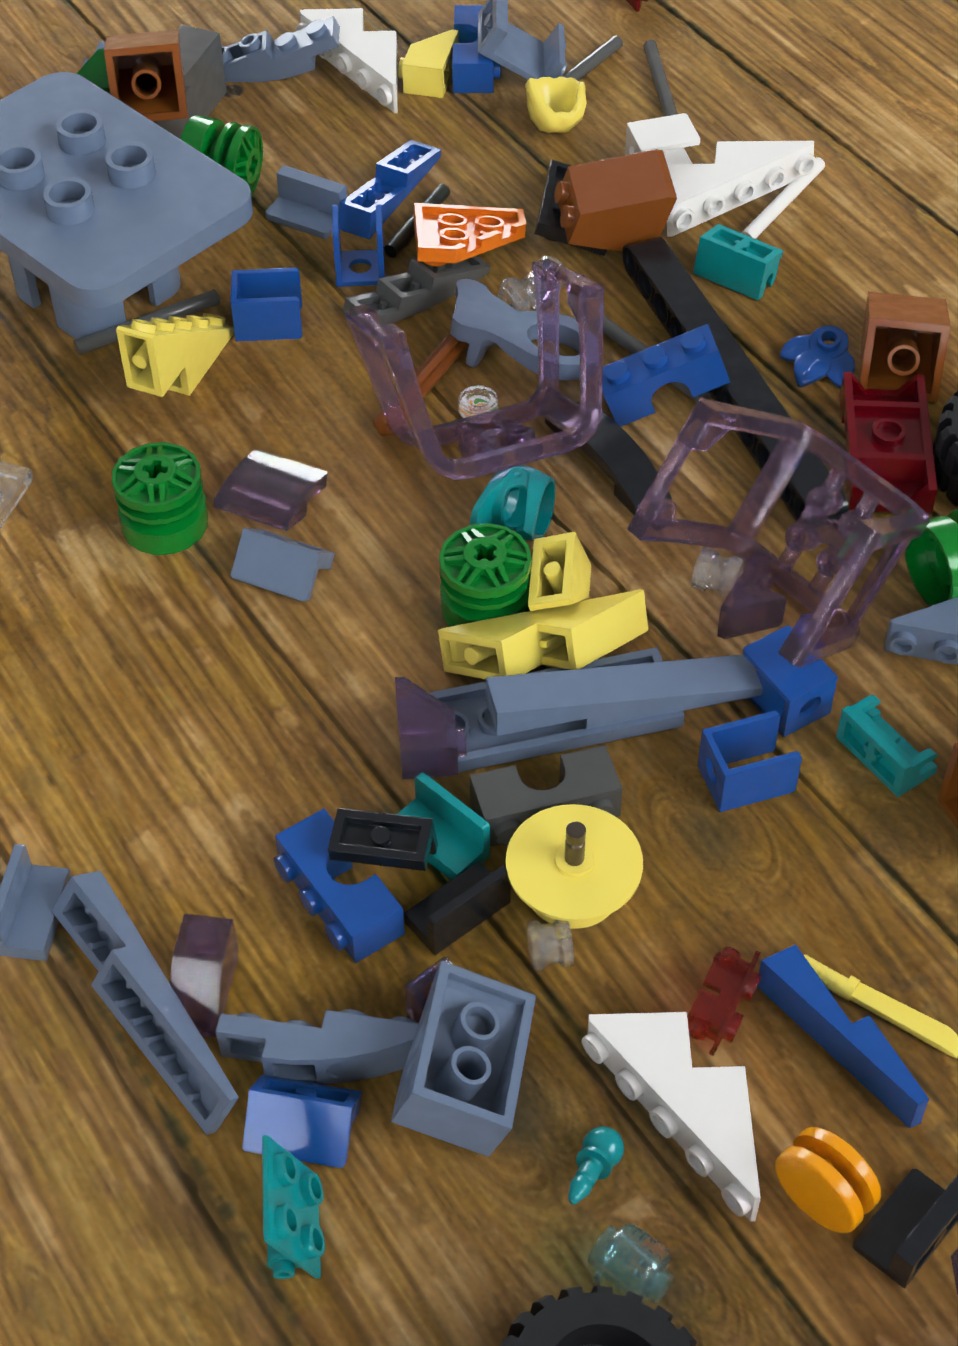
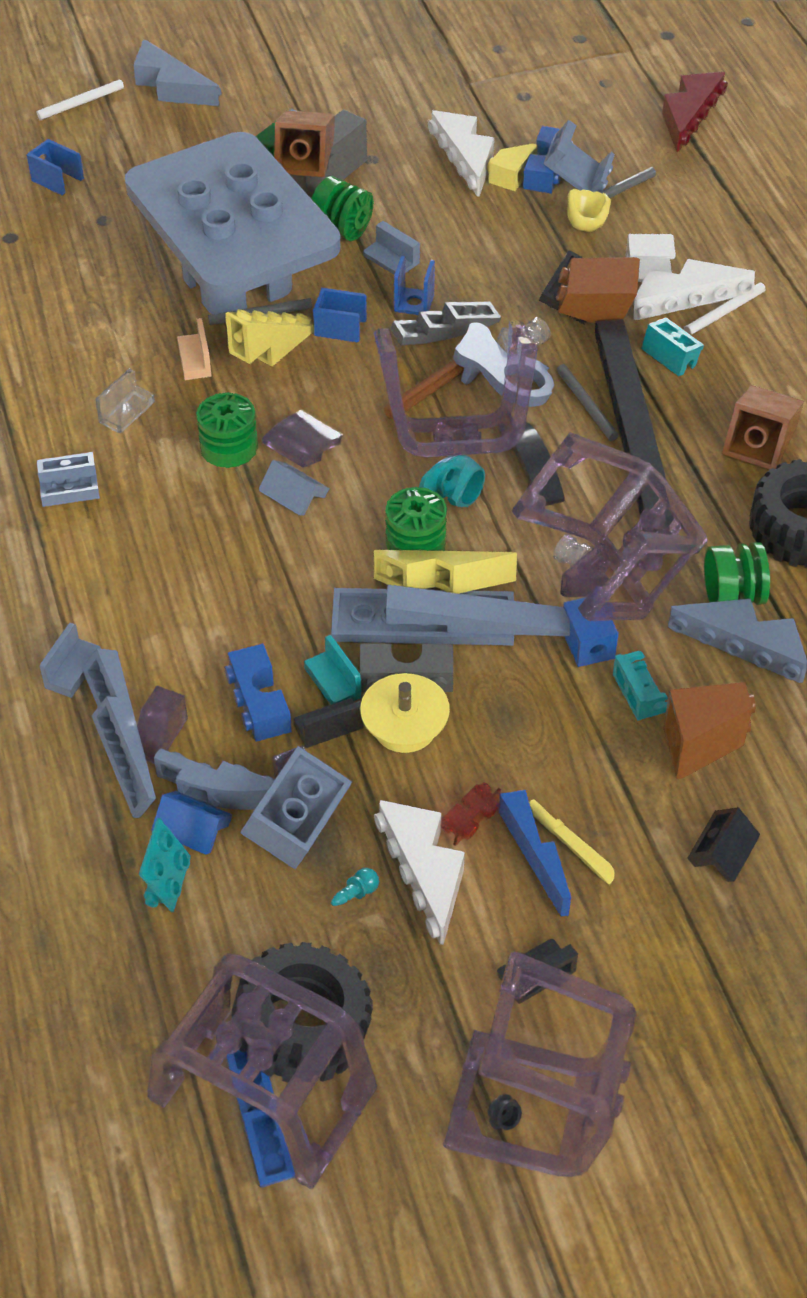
camera: 15 degrees right, 0 degrees up
(73, 398) = (195, 354): none -> light nougat panel
(291, 54) = (399, 141): sand blue slope -> none
(382, 839) = (291, 669): black panel -> none
(393, 182) = (458, 244): blue slope -> none
(407, 231) = (463, 275): pearl dark grey bar -> none
(426, 733) = (341, 612): clear purple slope -> none
(461, 232) = (487, 289): orange plate -> none
(477, 400) = (458, 407): clear tile -> none
(550, 944) = (375, 756): clear wheel -> none
(558, 572) = (465, 530): light yellow slope -> none
(631, 1262) = (356, 944): clear light blue head -> none
(659, 78) = (672, 205): dark grey bar -> none
(682, 359) = (603, 406): blue arch -> none
(752, 781) = (543, 675): blue piece -> none
(817, 359) = (700, 424): blue plate -> none
(828, 1179) = (490, 928): light orange head -> none
(891, 437) = (724, 491): dark red piece -> none

